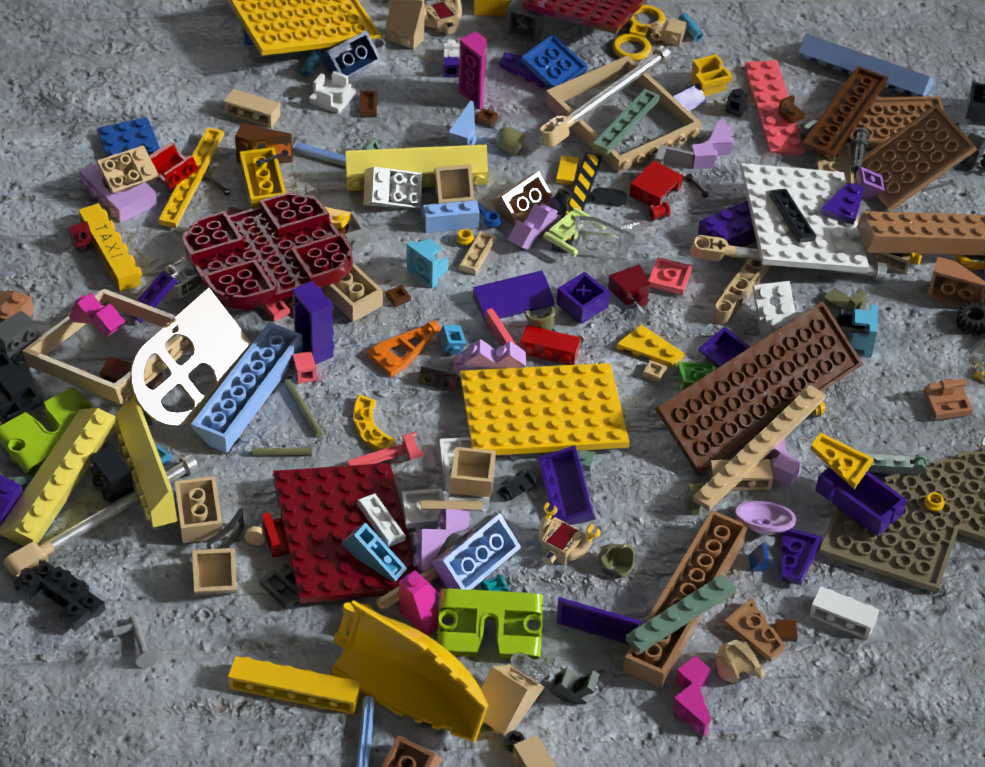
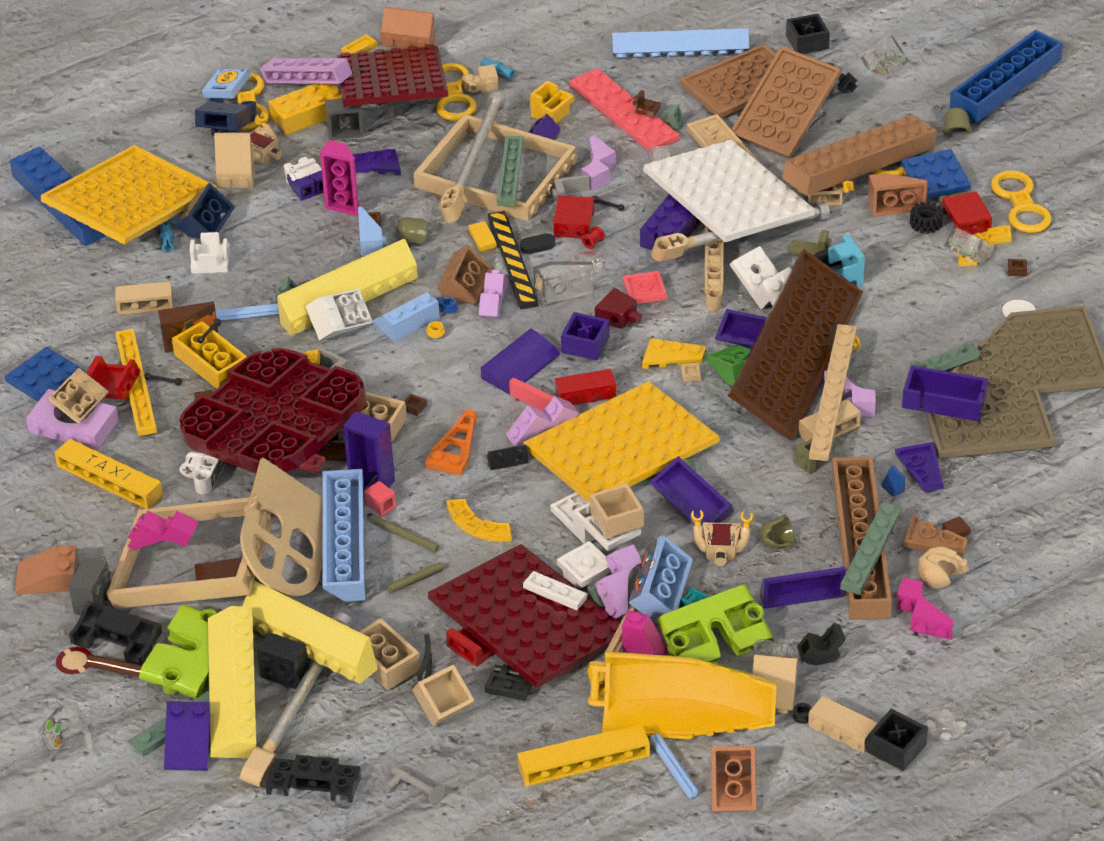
camera: 25 degrees left, 5 degrees down
(83, 229) = (74, 474): dark red brick -> none
(156, 291) = (193, 486): dark purple plate -> none
(255, 535) = (450, 654): tan tile -> none
(368, 104) = (250, 252): reddish brown tile -> none
(373, 552) = (571, 616): dark azure slope -> none
(407, 447) = (528, 523): coral piece -> none
(423, 263) = (421, 364): medium azure panel -> none
(440, 505) = (605, 551): tan tile -> none
(452, 342) = (495, 419): dark azure brick -> none
(454, 184) = (395, 286): tan piece -> none
(477, 253) = (456, 339): tan tile -> none
(511, 487) = (652, 507): black hinge -> none
(545, 322) = (566, 369): olive hair -> none
(553, 62) = (401, 147): blue plate -> none
(560, 200) = (498, 262): black plate -> none
(563, 230) = (524, 285): yellowish green plate -> none
(737, 98) = (591, 113): black brick -> none
(765, 517) = (878, 446): lavender dish -> none
(792, 215) = (722, 190): black tile -> none
(842, 459) = (914, 367): yellow wing -> none
(844, 204) = (757, 164): dark purple wing -> none
(844, 612) = (994, 493): white brick -> none
(845, 112) = (695, 88): reddish brown plate -> none
(859, 145) = (728, 111): dark grey pin -> none
(870, 181) = (759, 140): medium lavender slope -> none
(934, 502) = (1004, 374): yellow plate -> none
(948, 399) = (953, 290): nougat plate -> none

